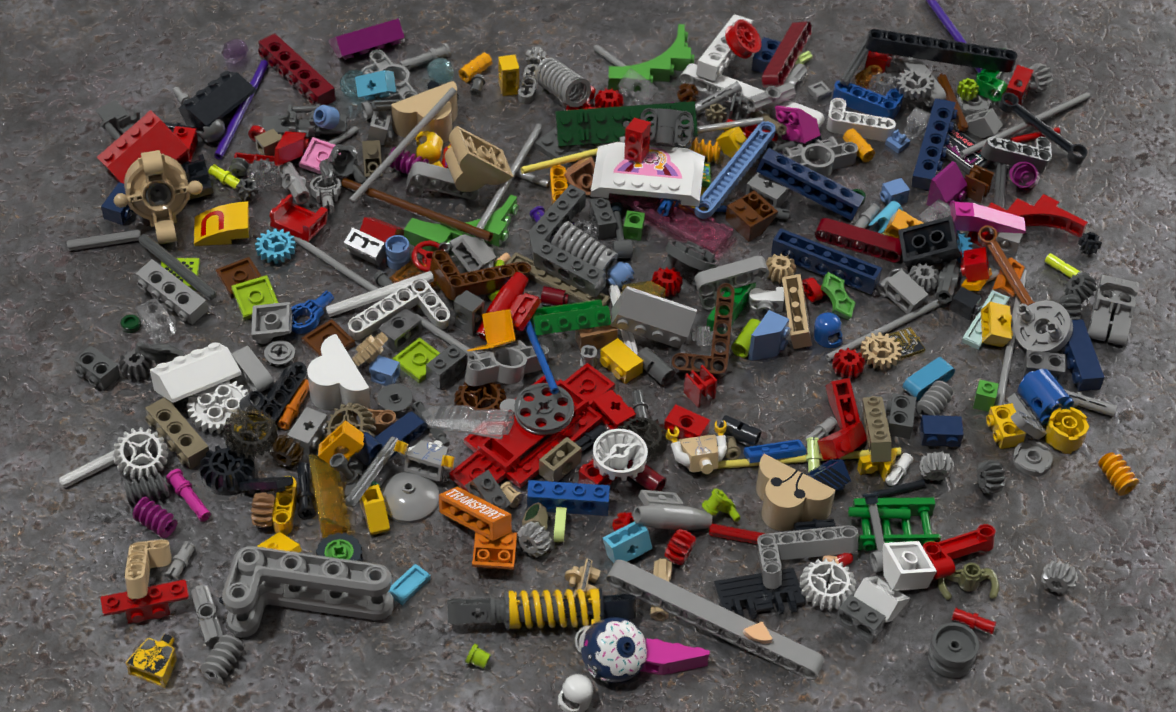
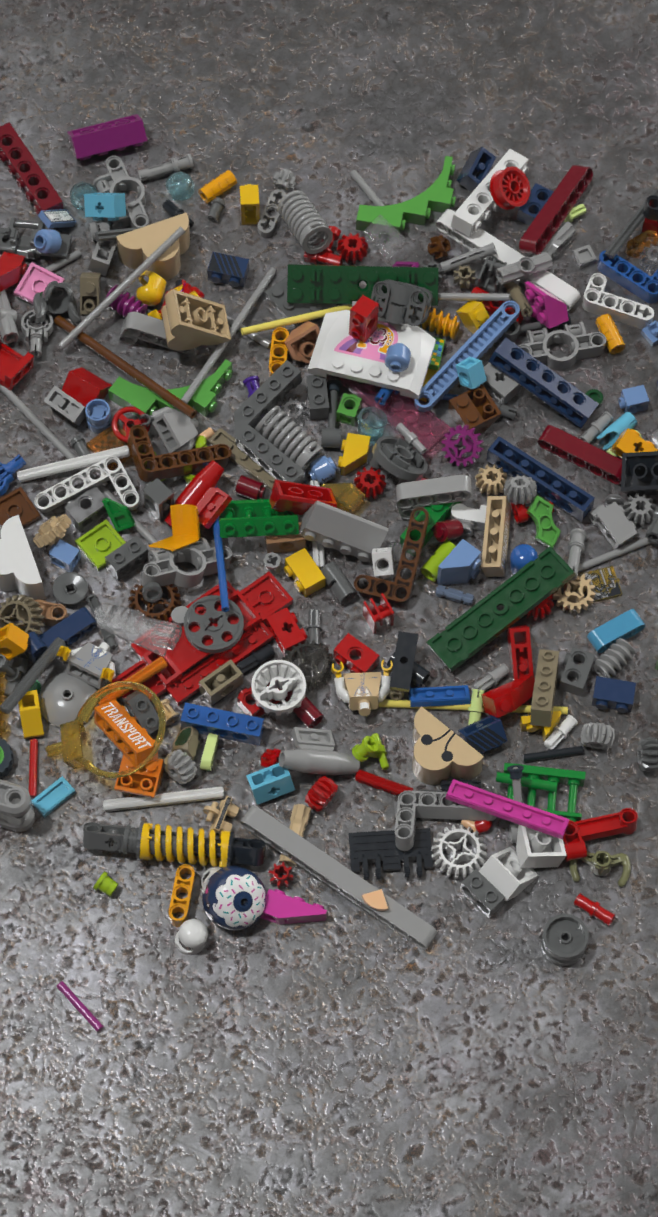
camera: 10 degrees right, 15 degrees up
(331, 101) = (57, 218): none -> tile
(382, 550) = (33, 759): none -> red bar
(419, 519) = (71, 732): none -> clear yellow brick
(432, 330) = (119, 515): none -> green tile
(474, 467) = (139, 677): none -> orange axle
(478, 387) = (152, 592): none -> dark grey tile
(498, 128) = (228, 269): none -> dark blue brick
(521, 573) = (163, 799): none -> white axle
(558, 648) = (182, 886): none -> light orange beam
(599, 293) = (298, 497): none -> red slope
(647, 259) = (355, 452): none -> yellow slope
(654, 626) = (276, 872): none -> red gear
(660, 233) = (373, 425): none -> clear light blue helmet
(675, 168) = (397, 357): none -> medium blue head
(690, 334) = (383, 554): none -> white brick
(699, 239) = (411, 438): none -> light grey bar
(707, 31) = (476, 168): none -> dark blue brick
(736, 420) = (404, 651): none -> black tile
(743, 180) = (471, 373): none -> medium azure brick
(747, 232) = (470, 446): none -> magenta gear
(750, 309) = (448, 530): none -> dark red brick
(768, 365) = (454, 595): none -> sand blue axle
(804, 381) = (483, 620): none -> dark green piece
(811, 268) = (520, 489): none -> light grey gear
(869, 534) = (507, 809): none -> dark pink tile
(874, 314) = (576, 548): none -> light grey pin

